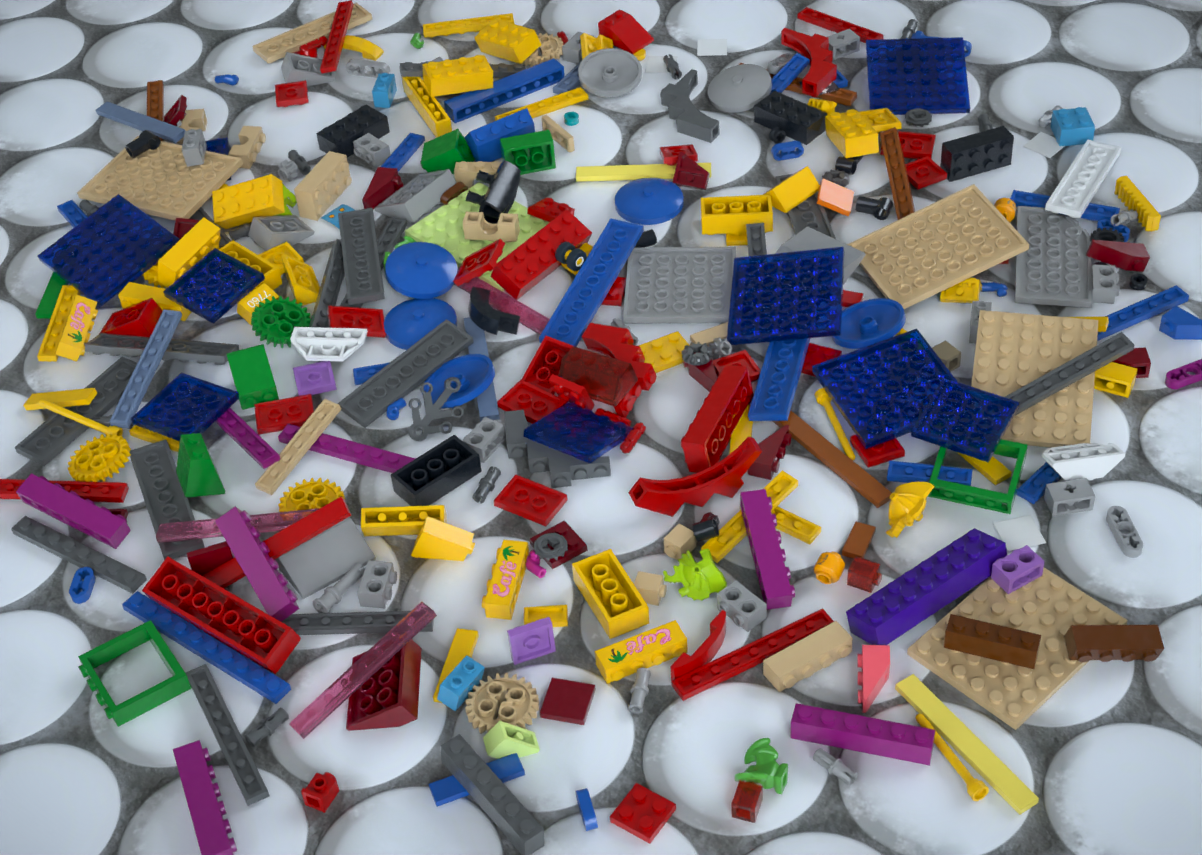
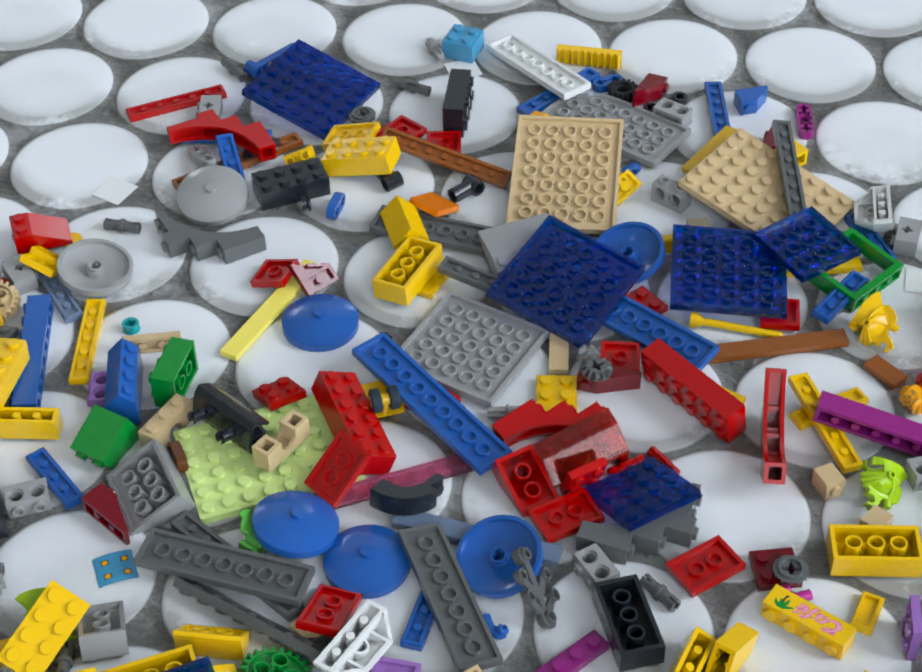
camera: 65 degrees left, 0 degrees up
(274, 255) = (150, 640): yellow plate -> none
(322, 185) = (64, 557): tan brick -> none
(707, 527) = (827, 452): black piece -> none
(773, 450) = (746, 378): dark red slope -> none
(838, 177) = (406, 191): dark grey gear -> none
(1124, 217) = (604, 69): light grey pin -> none

